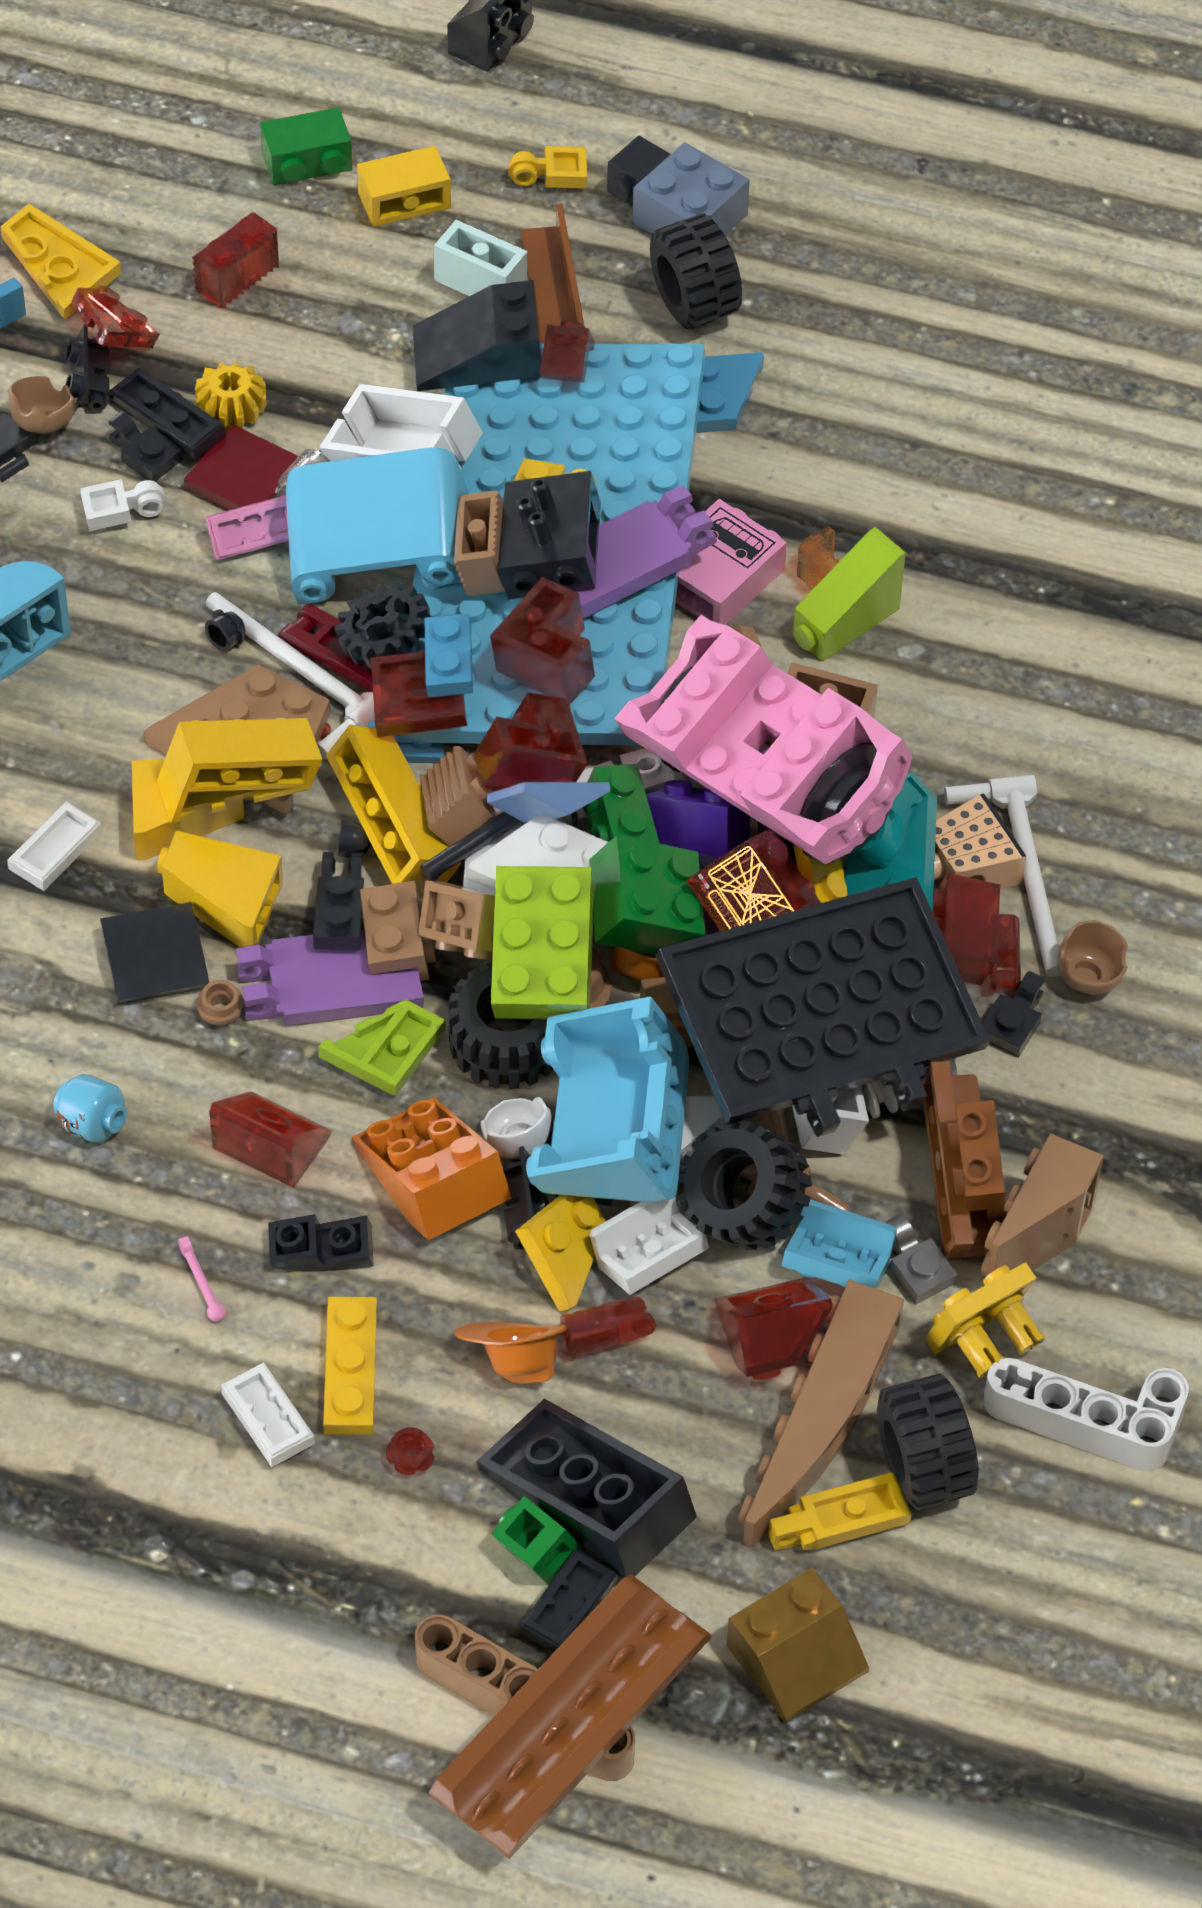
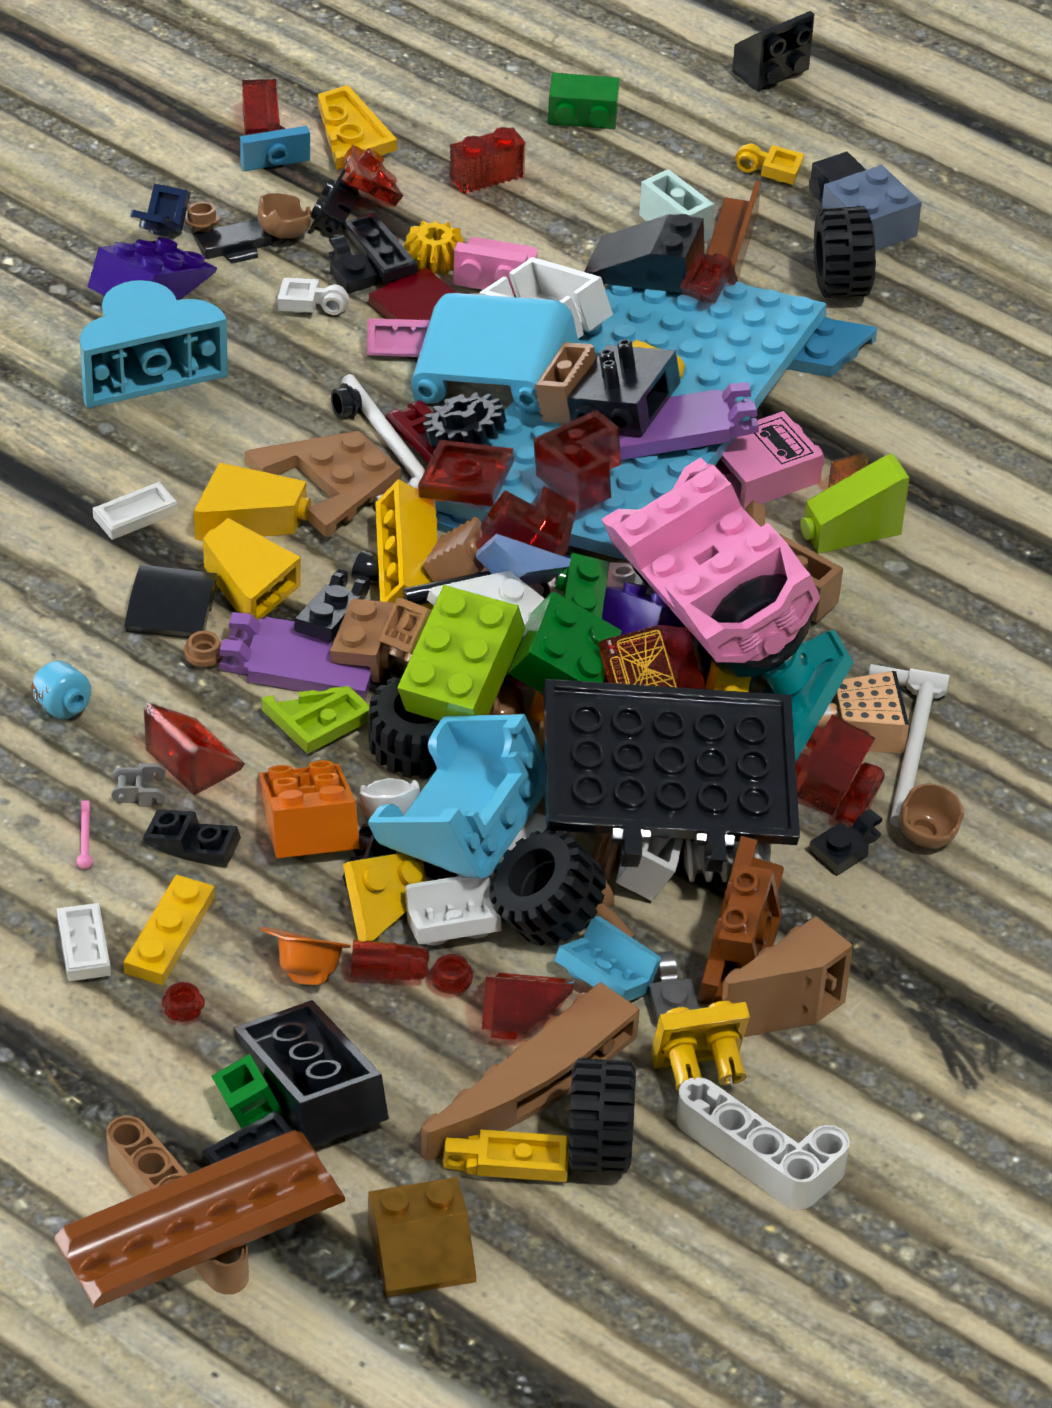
camera: 20 degrees right, 10 degrees down
(234, 761) = (294, 477): yellow wedge -> none
(234, 1209) = (137, 776): none -> light grey piece
(306, 396) = (487, 260): none -> bright pink bracket
(404, 186) = (646, 145): yellow brick -> none
(448, 655) = (499, 450): dark azure plate -> none
(678, 1318) = (451, 974): none -> clear red plate

